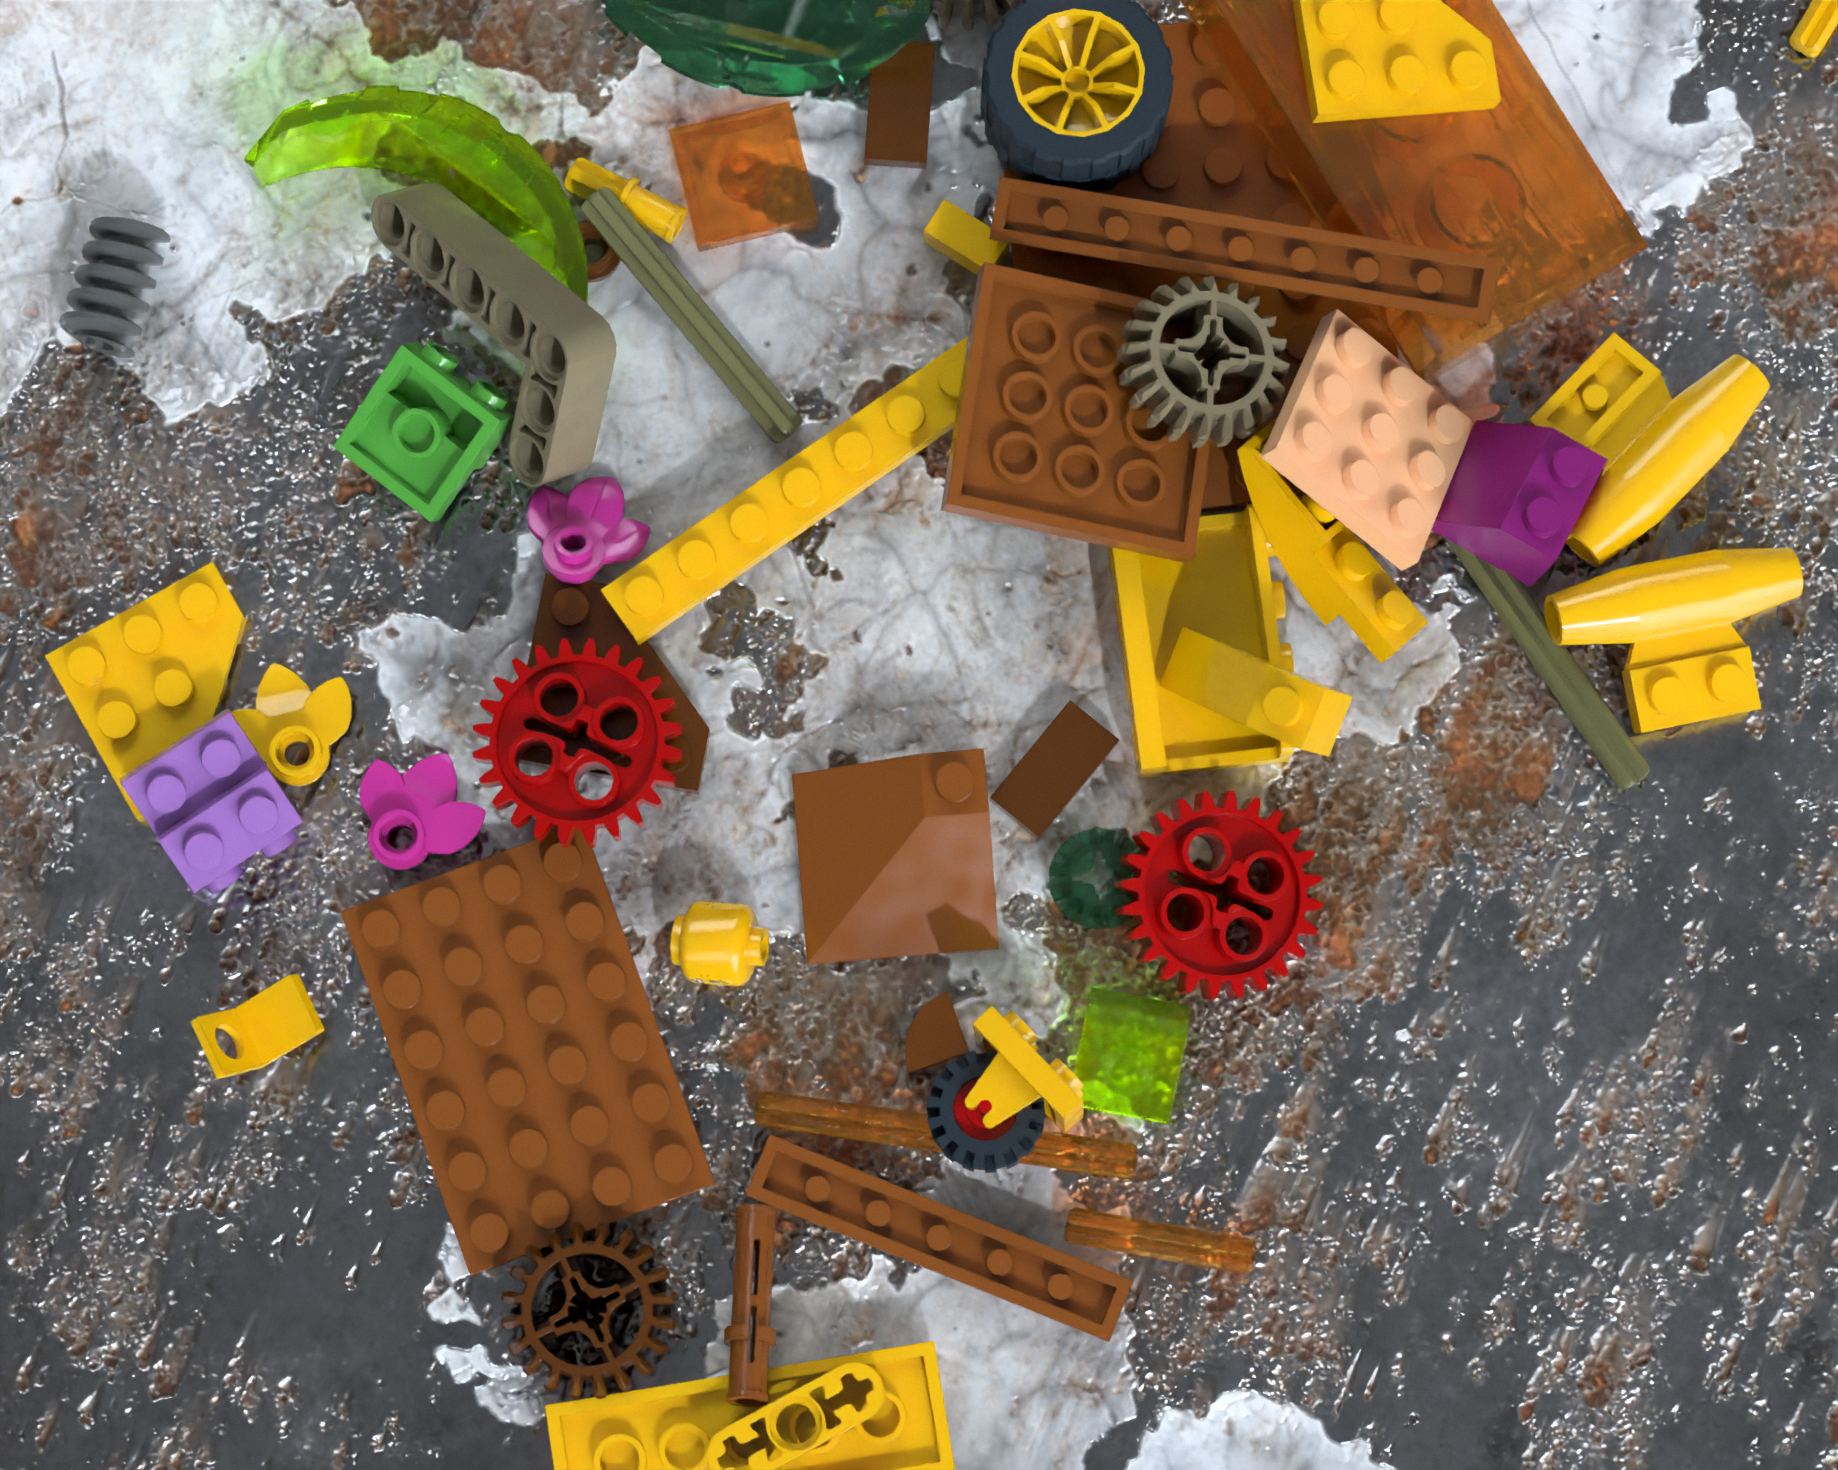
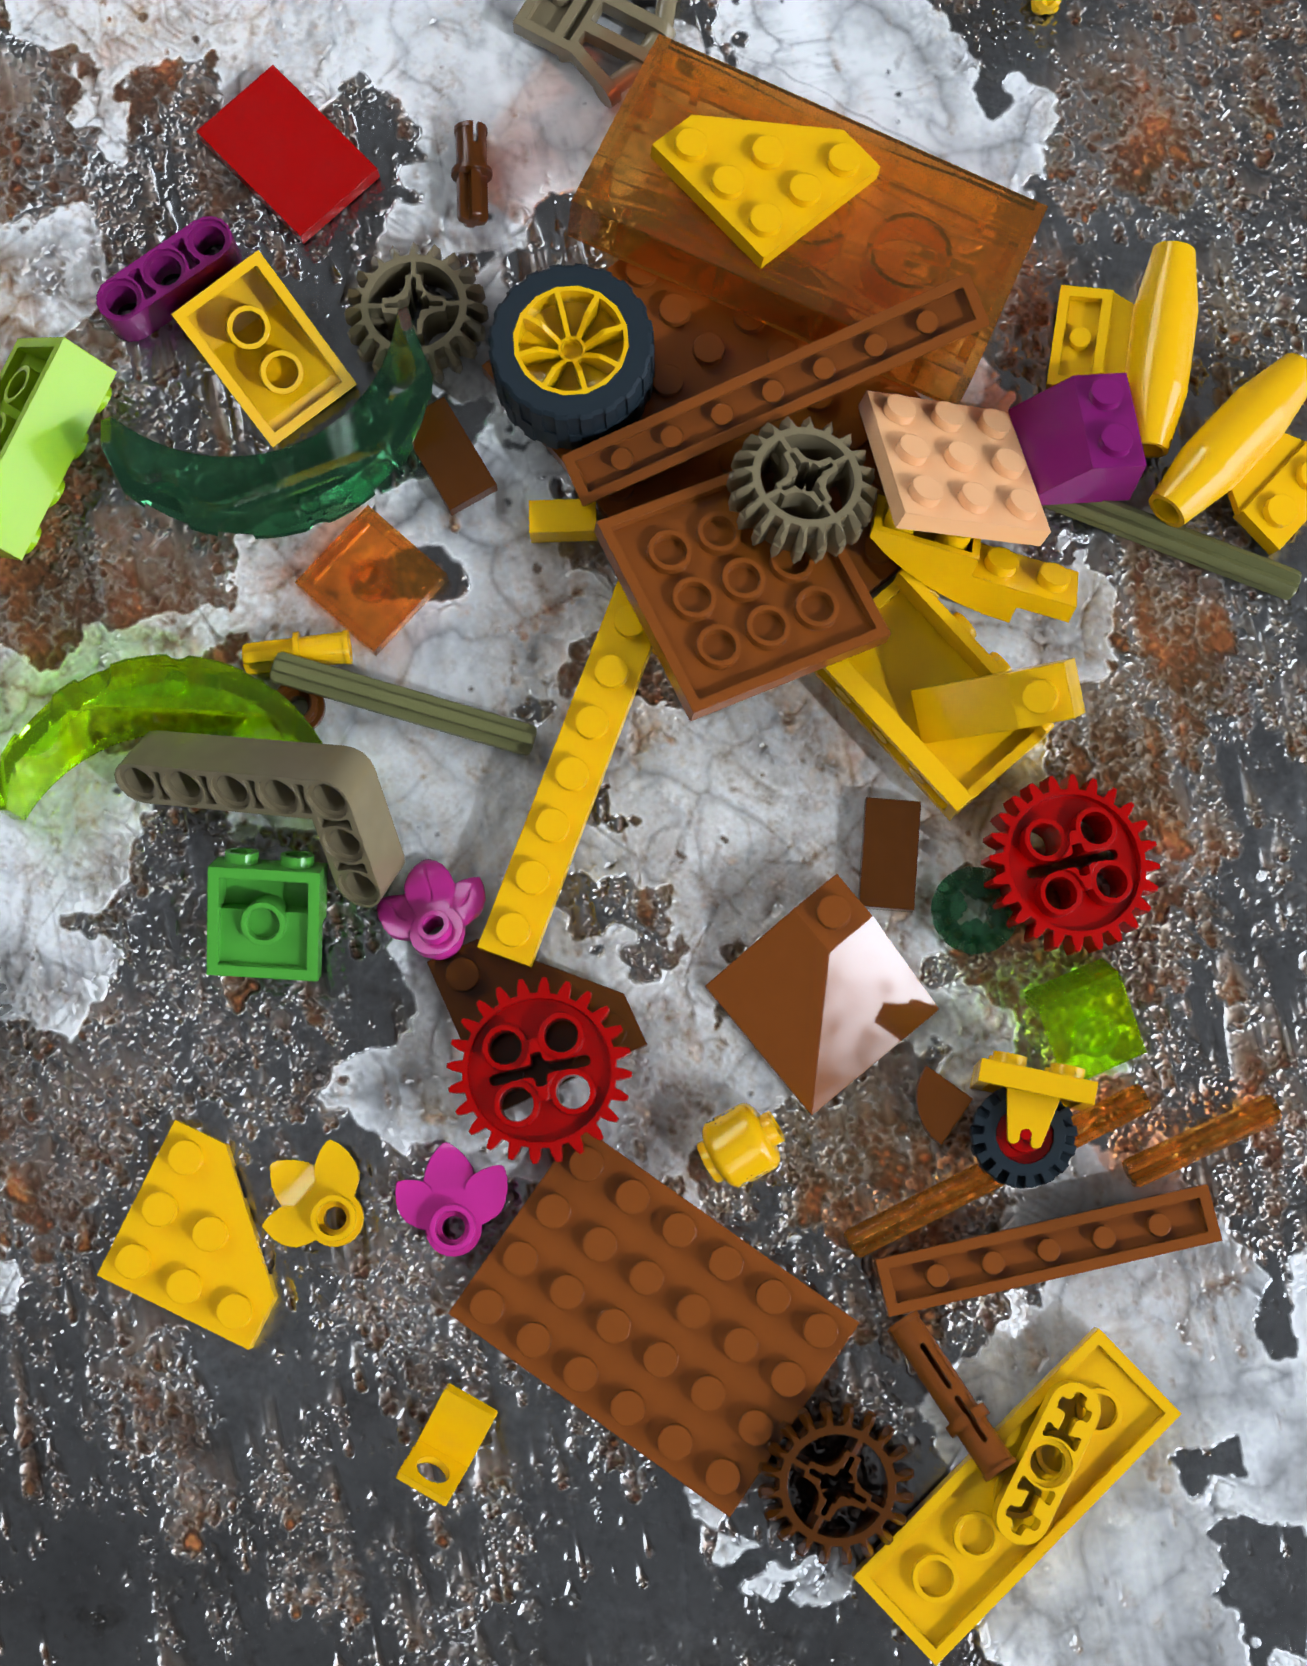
camera: 30 degrees left, 0 degrees up
(213, 803) = (299, 1300): medium lavender plate -> none

